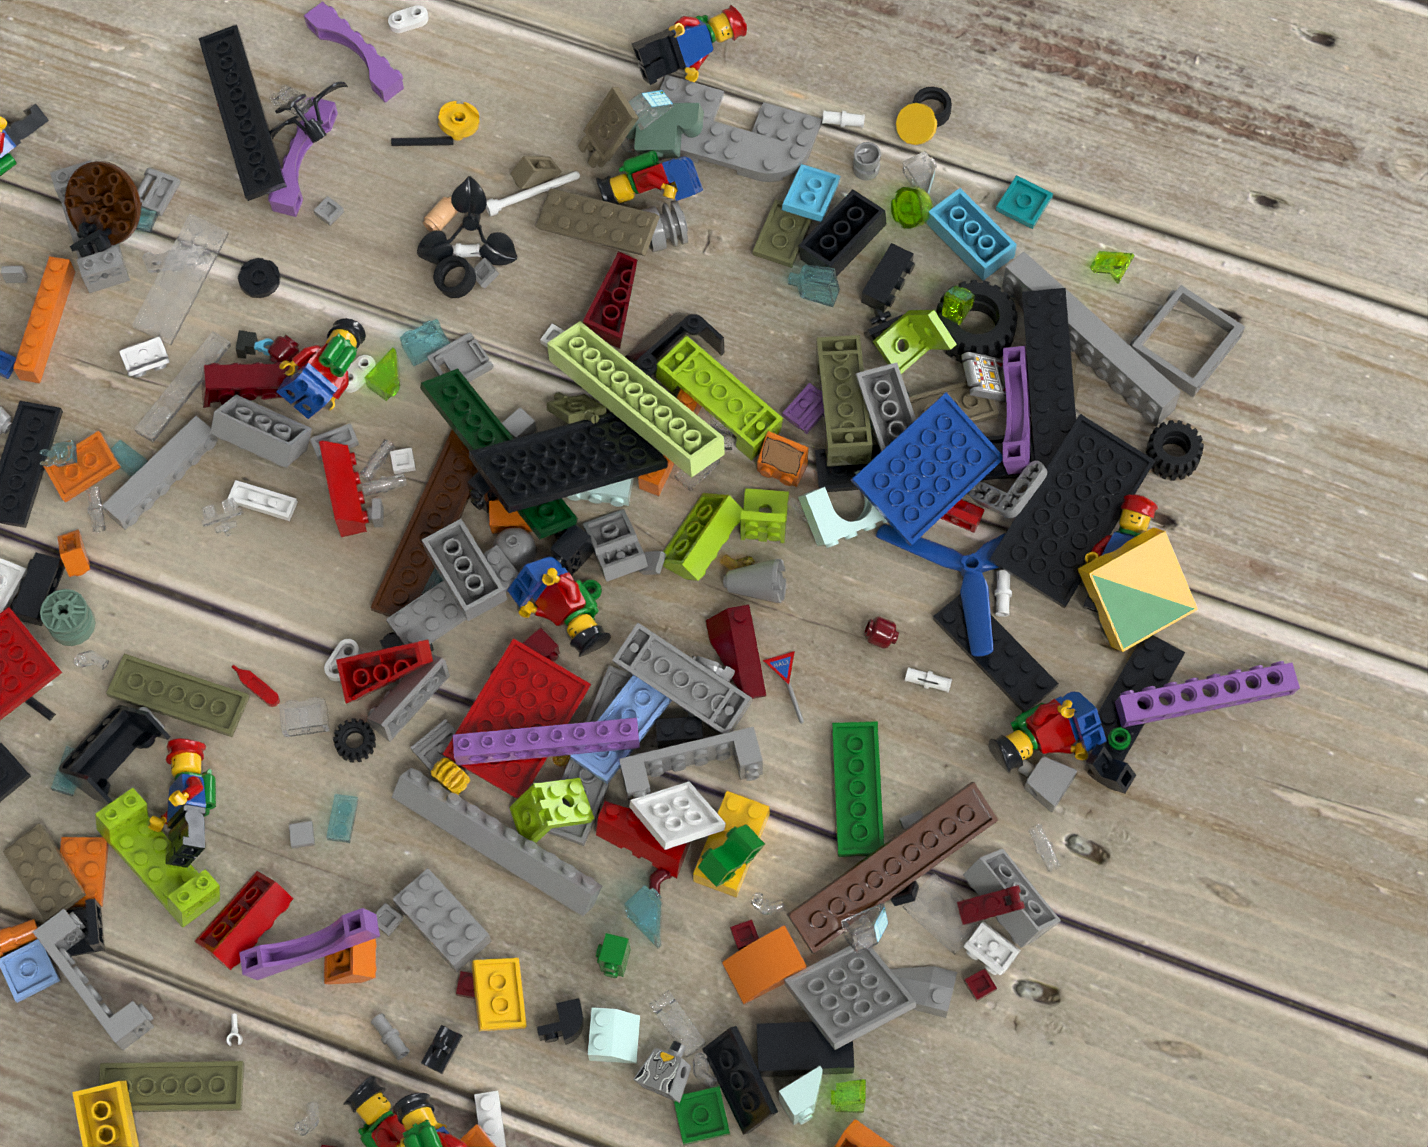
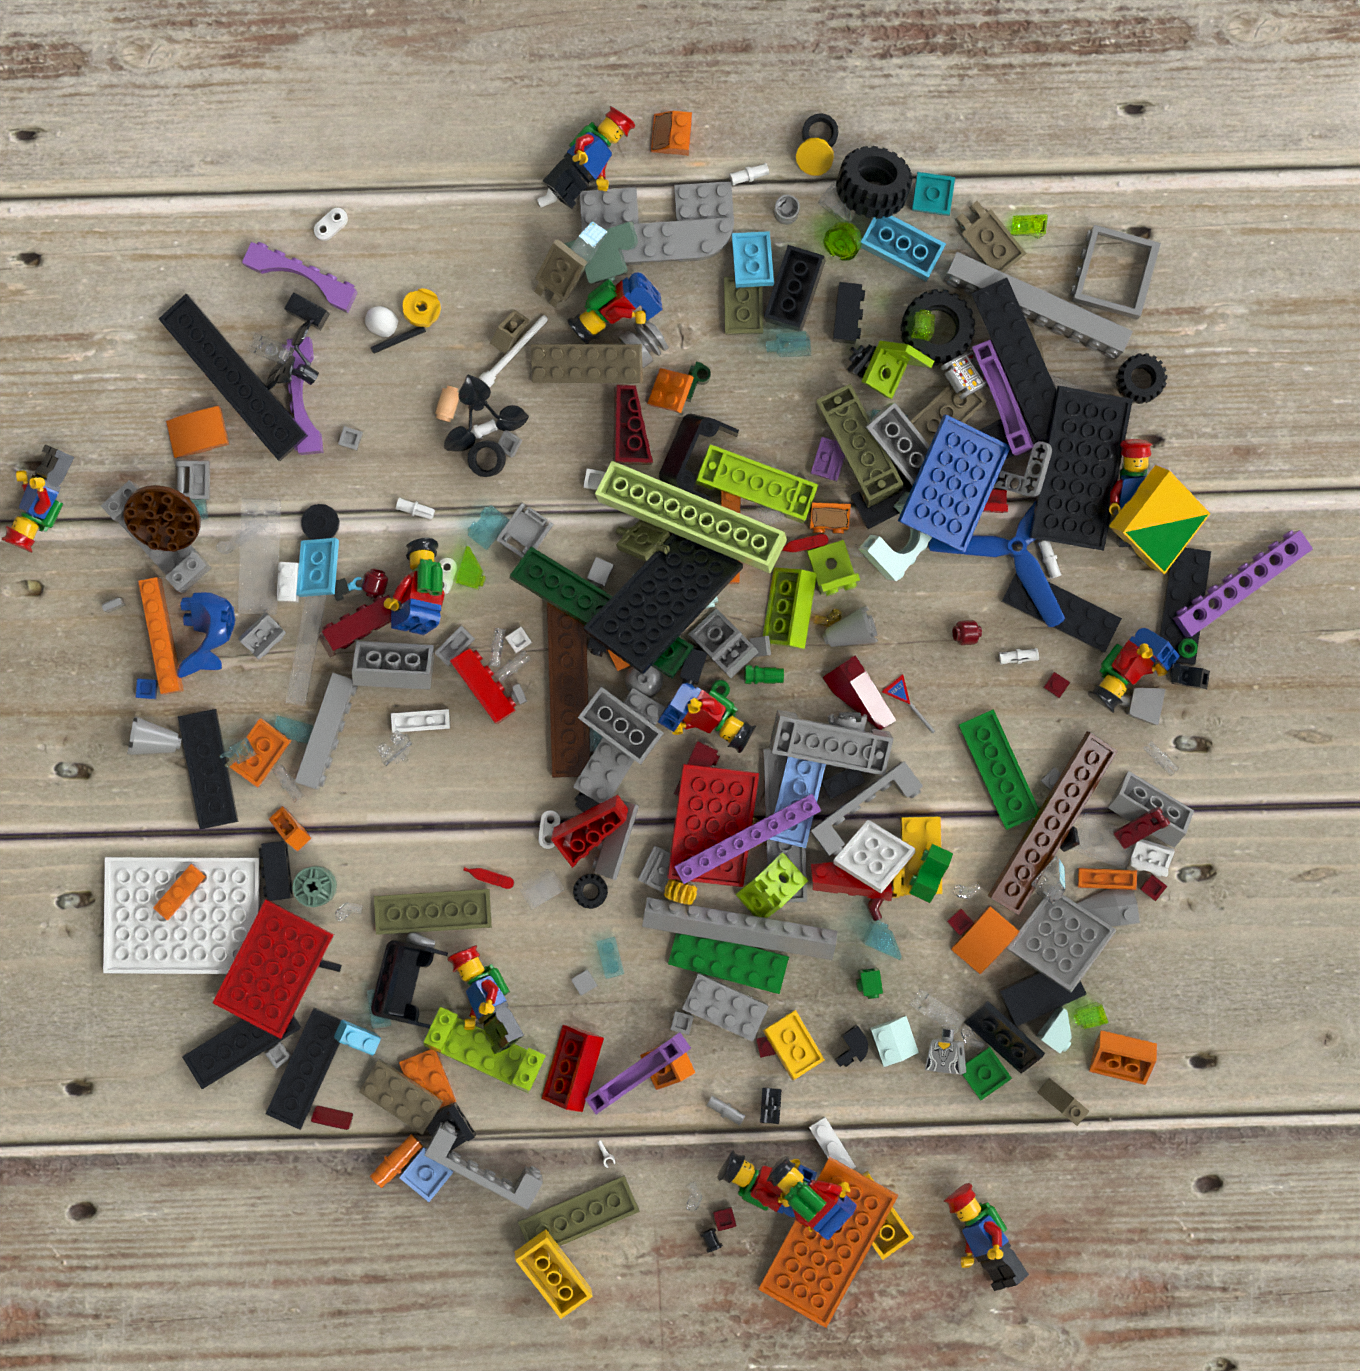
camera: 25 degrees left, 20 degrees up
(30, 789) = (357, 1037): none -> medium azure brick
(99, 238) = (166, 552): black hips -> none
(103, 321) = (214, 618): none -> blue hips
(183, 150) = (197, 432): none -> orange slope
(197, 317) = (287, 582): none -> white brick
(233, 312) = (317, 567): none -> medium azure plate
(339, 72) = (306, 310): none -> black brick
(359, 298) = (415, 509): none -> white axle
(413, 118) = (381, 321): none -> white hair
(470, 876) = (730, 961): none -> green plate
(633, 71) = (548, 199): none -> white arm
(643, 592) = (764, 675): none -> green axle
(671, 282) = (670, 390): none -> orange plate
(690, 856) = (896, 883): none -> yellow plate
(700, 283) = (693, 372): none -> dark green plate
(743, 481) = (806, 543): none -> red piece
(783, 56) = (672, 132): none -> orange slope
(931, 953) = (1107, 878): none -> orange tile
(958, 726) = (1056, 685): none -> dark red plate
(965, 160) = (870, 198): none -> black tyre
(1067, 261) = (990, 239): none -> dark tan tile

